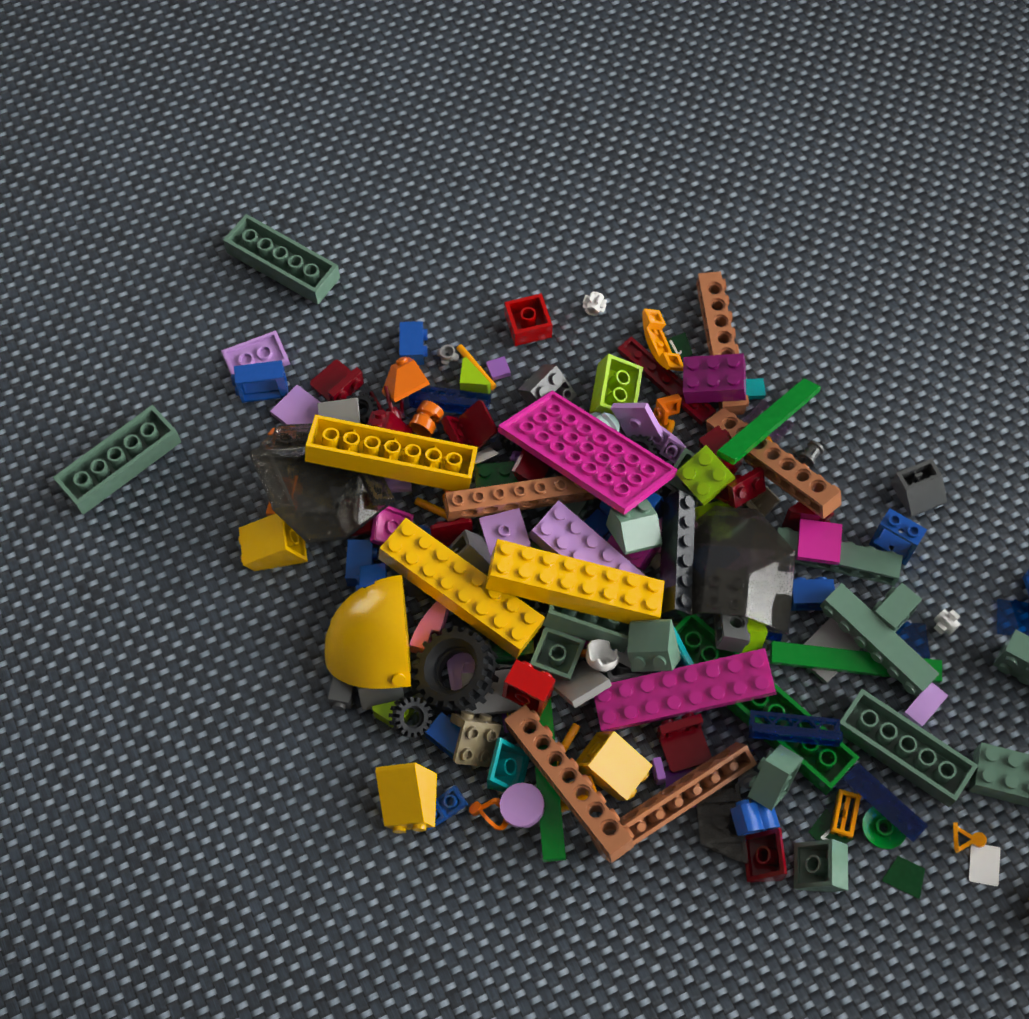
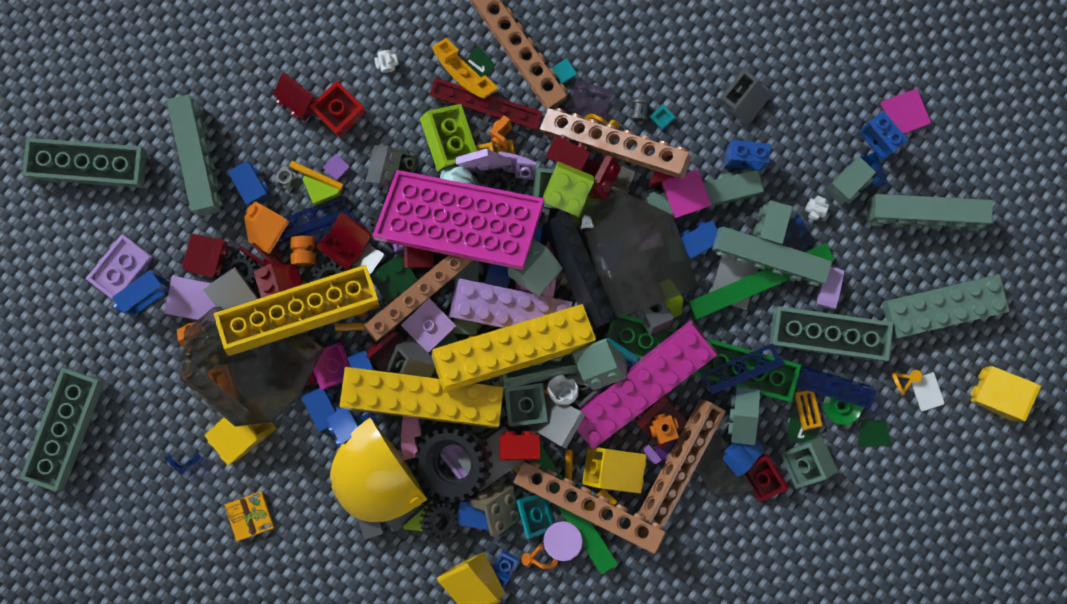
camera: 30 degrees left, 20 degrees up
(214, 548) = (182, 469): none -> clear blue piece
(233, 625) = (249, 516): none -> light orange tile
(378, 296) = (194, 155): none -> sand green brick
(494, 291) = (294, 97): none -> dark red slope
(684, 748) = (671, 426): none -> orange brick
(714, 378) = (529, 87): magenta brick -> none
(768, 421) = (594, 105): green tile -> none
(830, 470) = (662, 117): none -> teal tile
(993, 611) = (850, 180): none -> sand green brick

